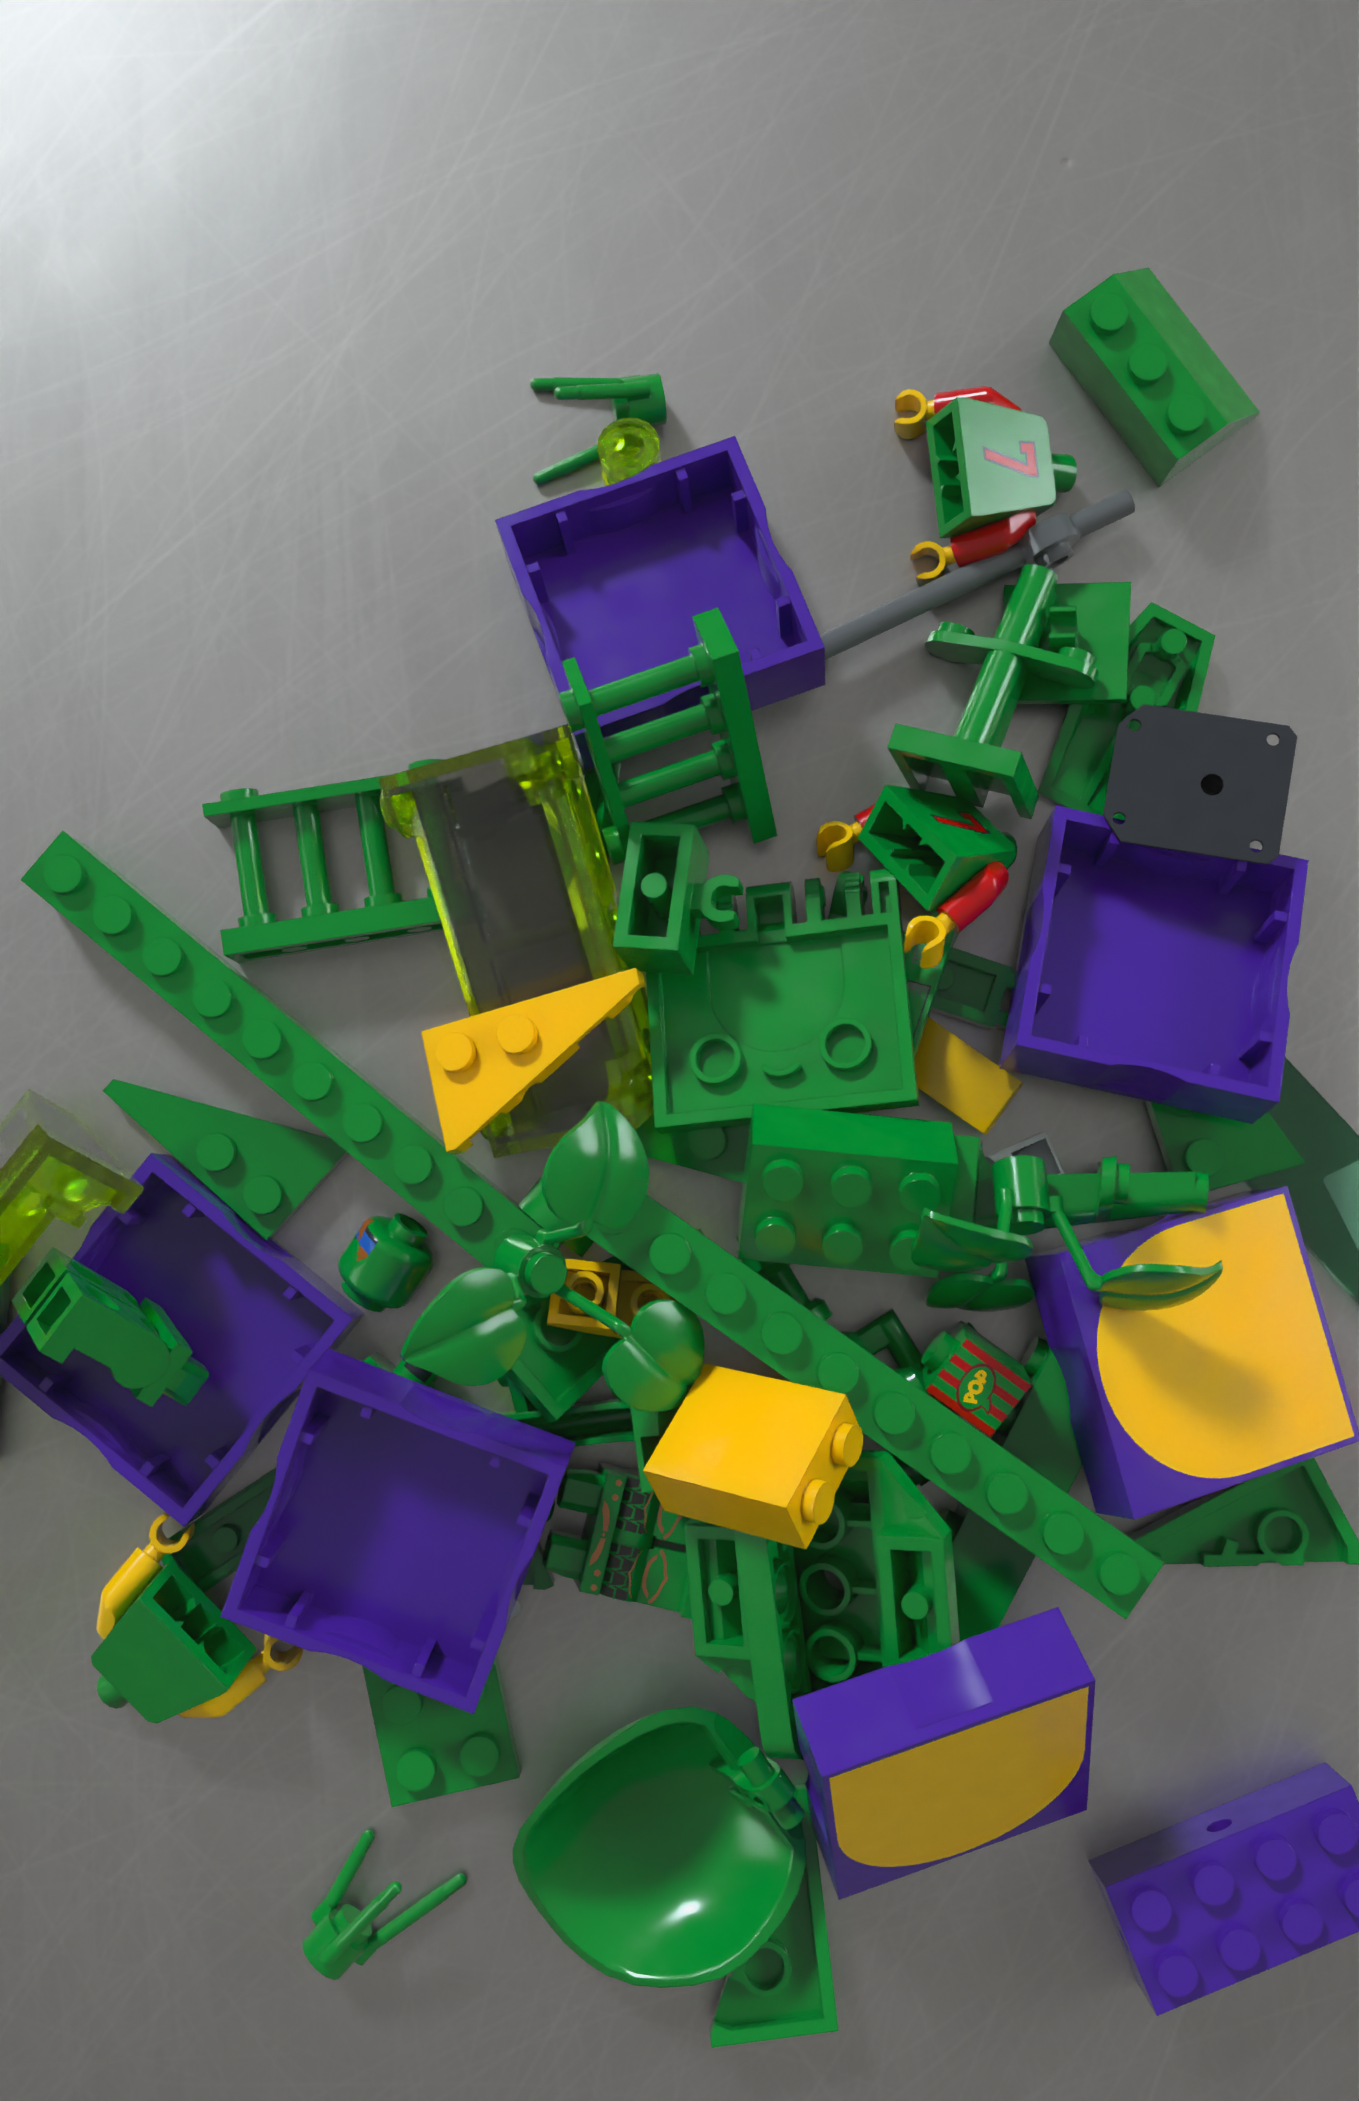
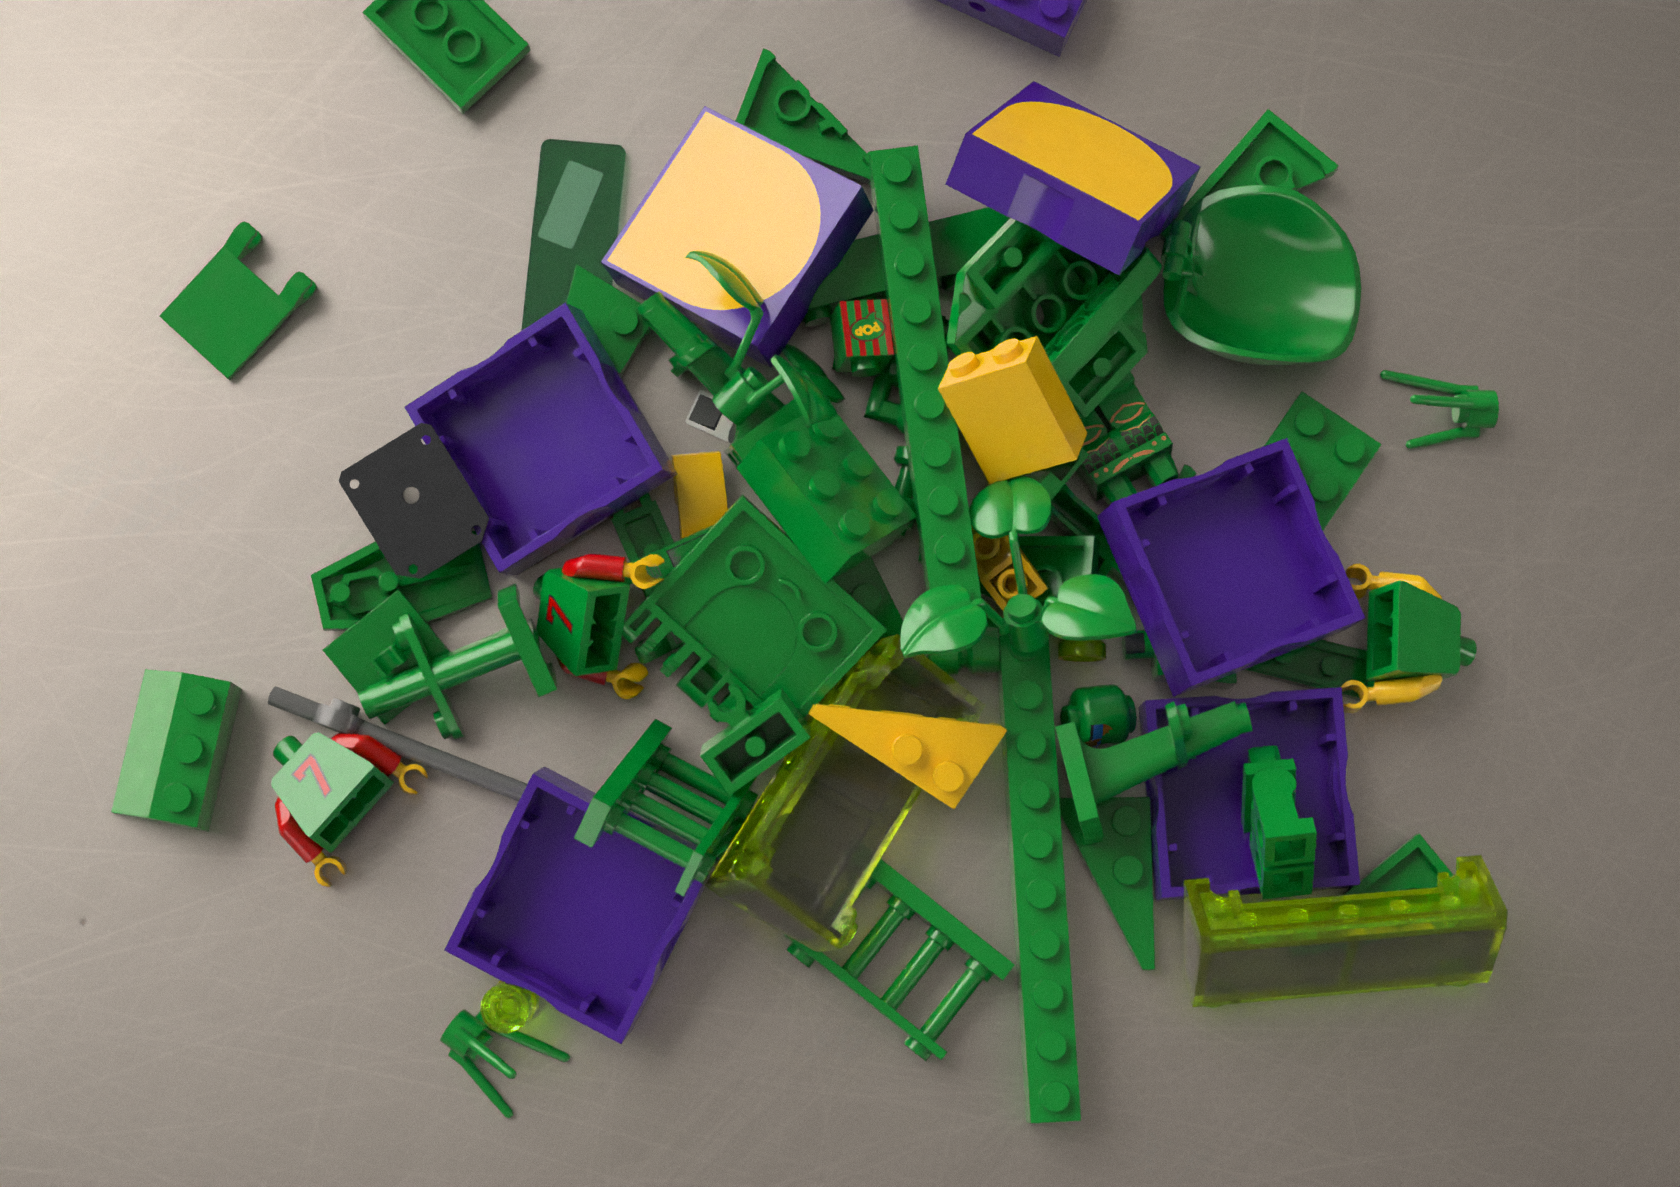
camera: 135 degrees left, 5 degrees down
(315, 1206) = (1106, 772): none -> green piece

